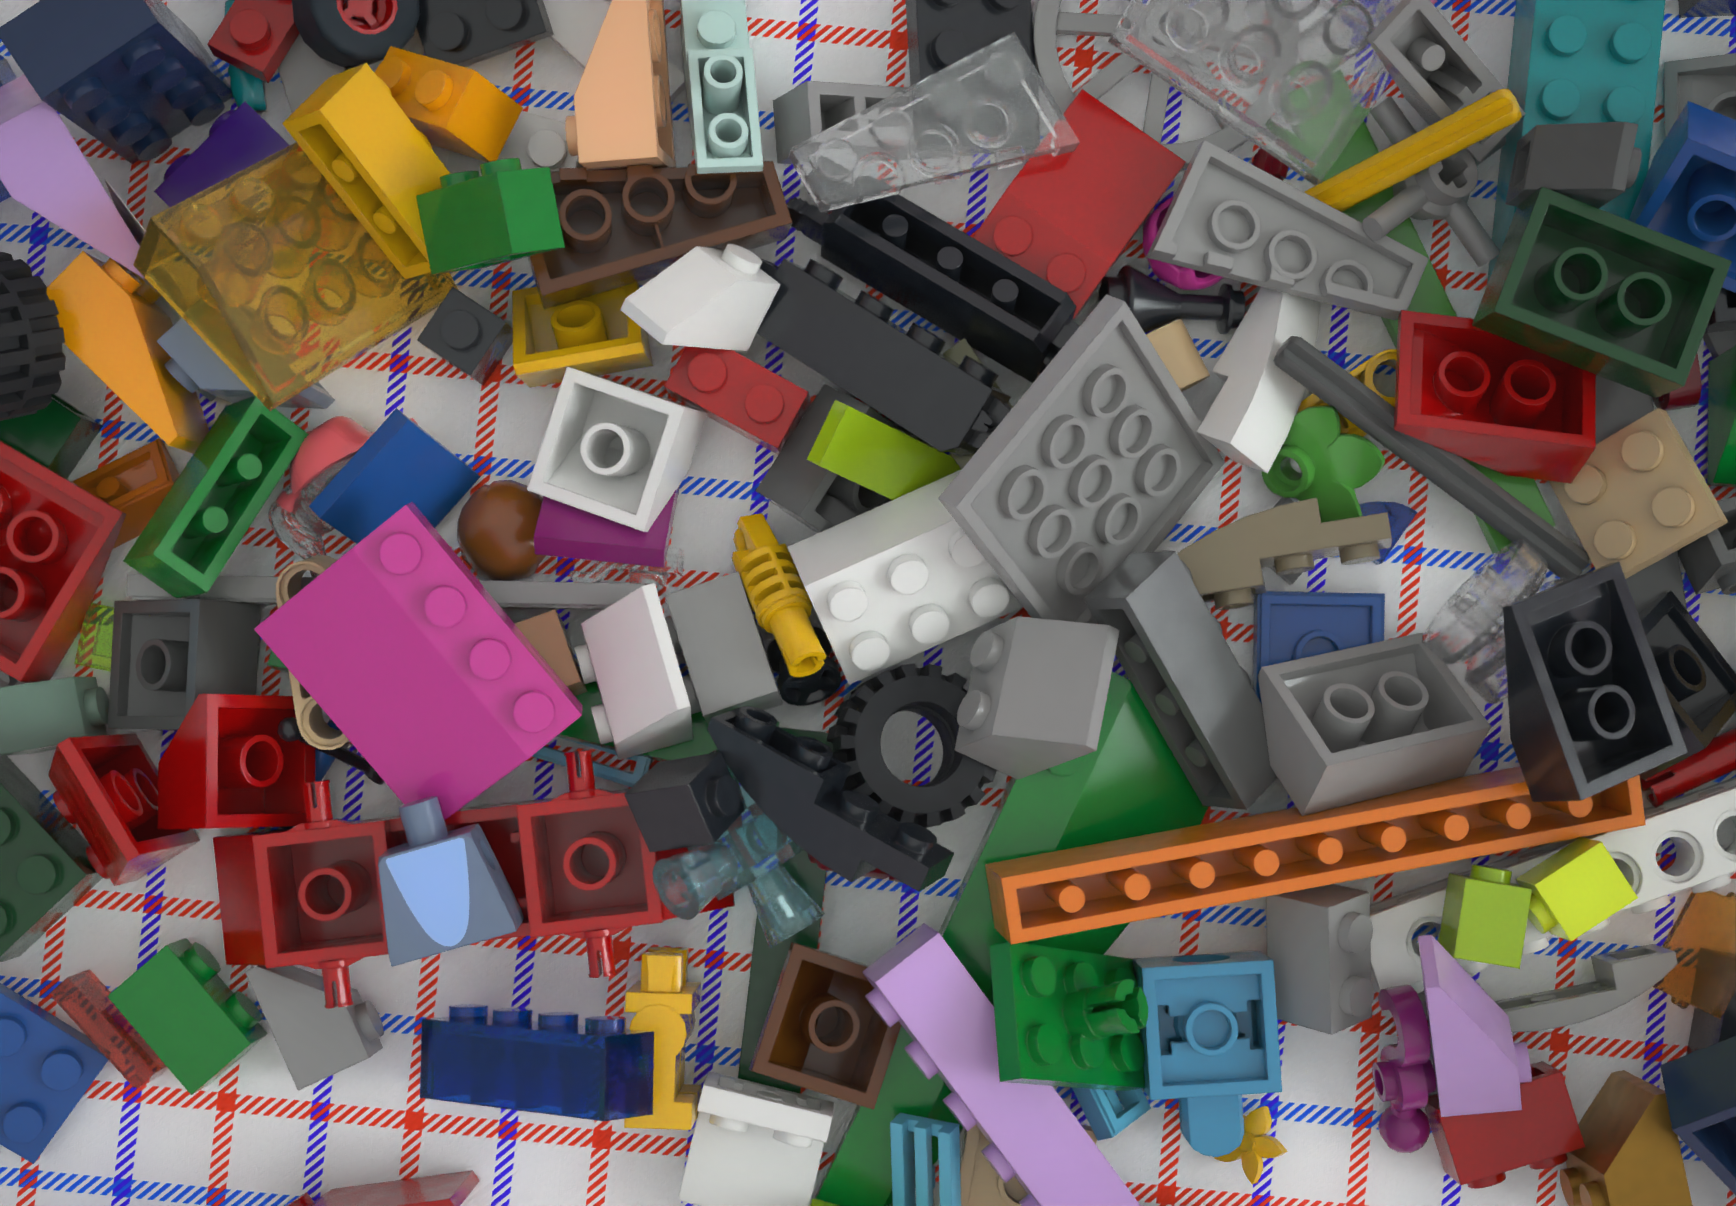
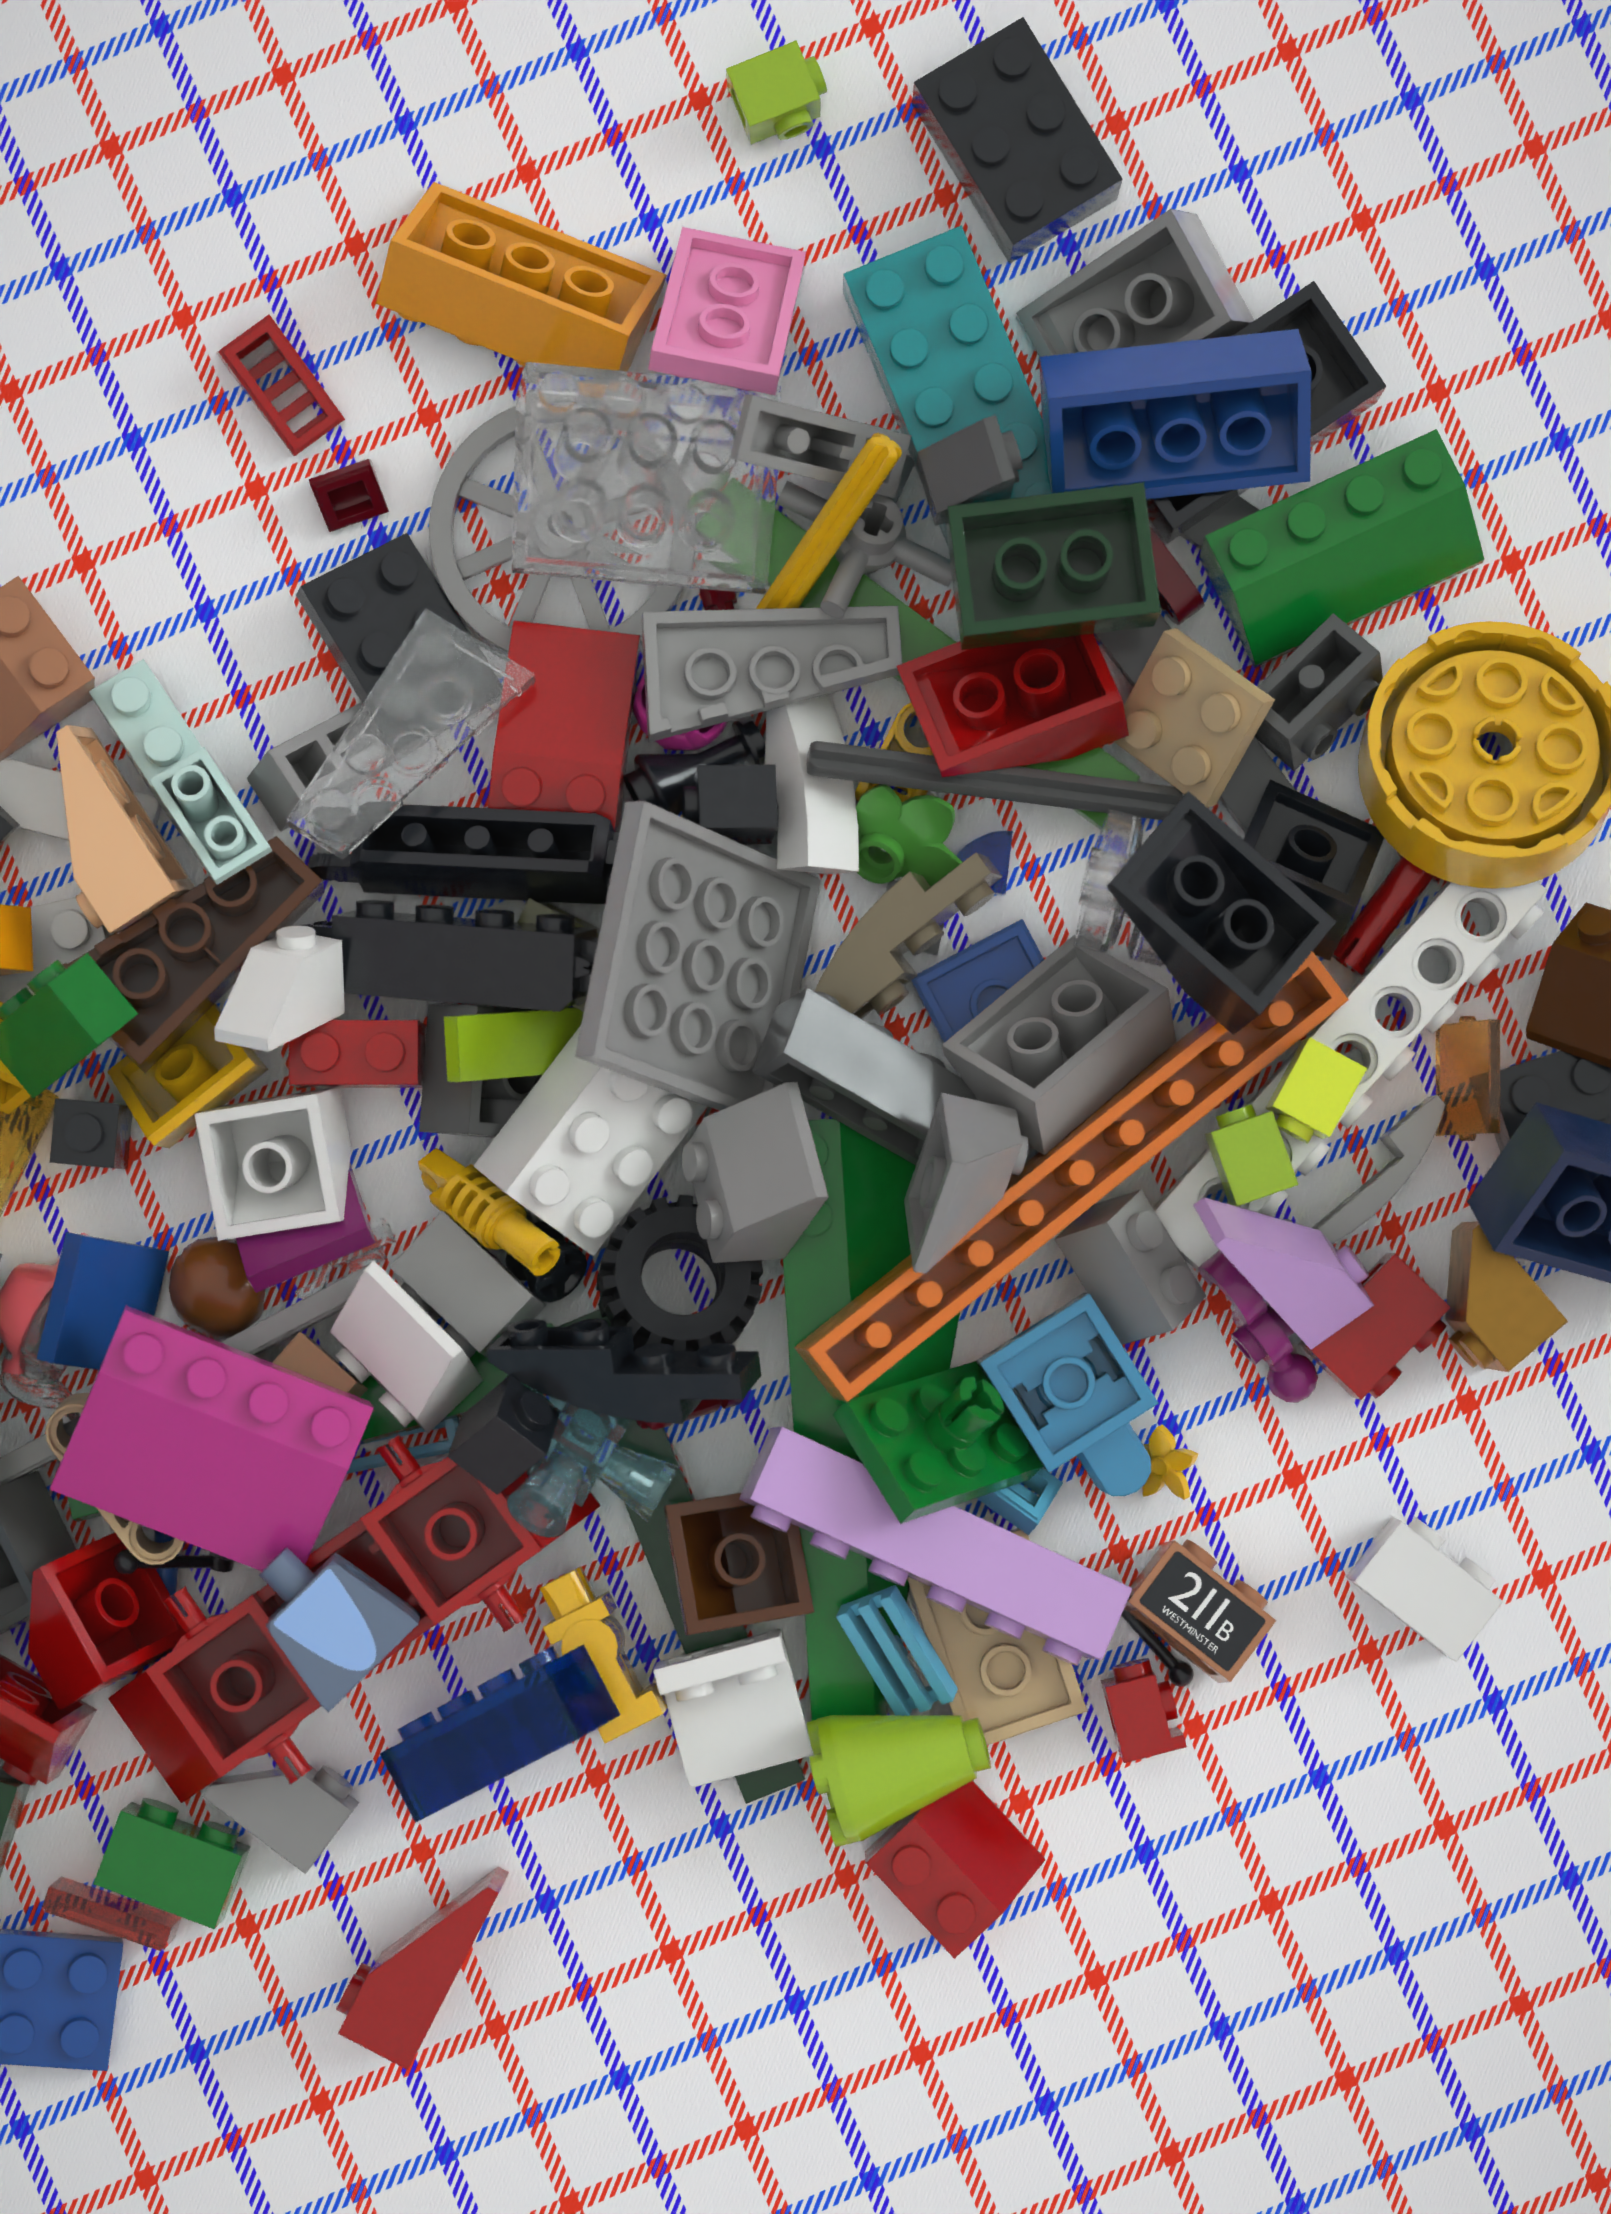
camera: 25 degrees left, 0 degrees up
(1197, 350) = (734, 801): none -> black brick
(1220, 793) = (960, 1174): none -> light grey slope

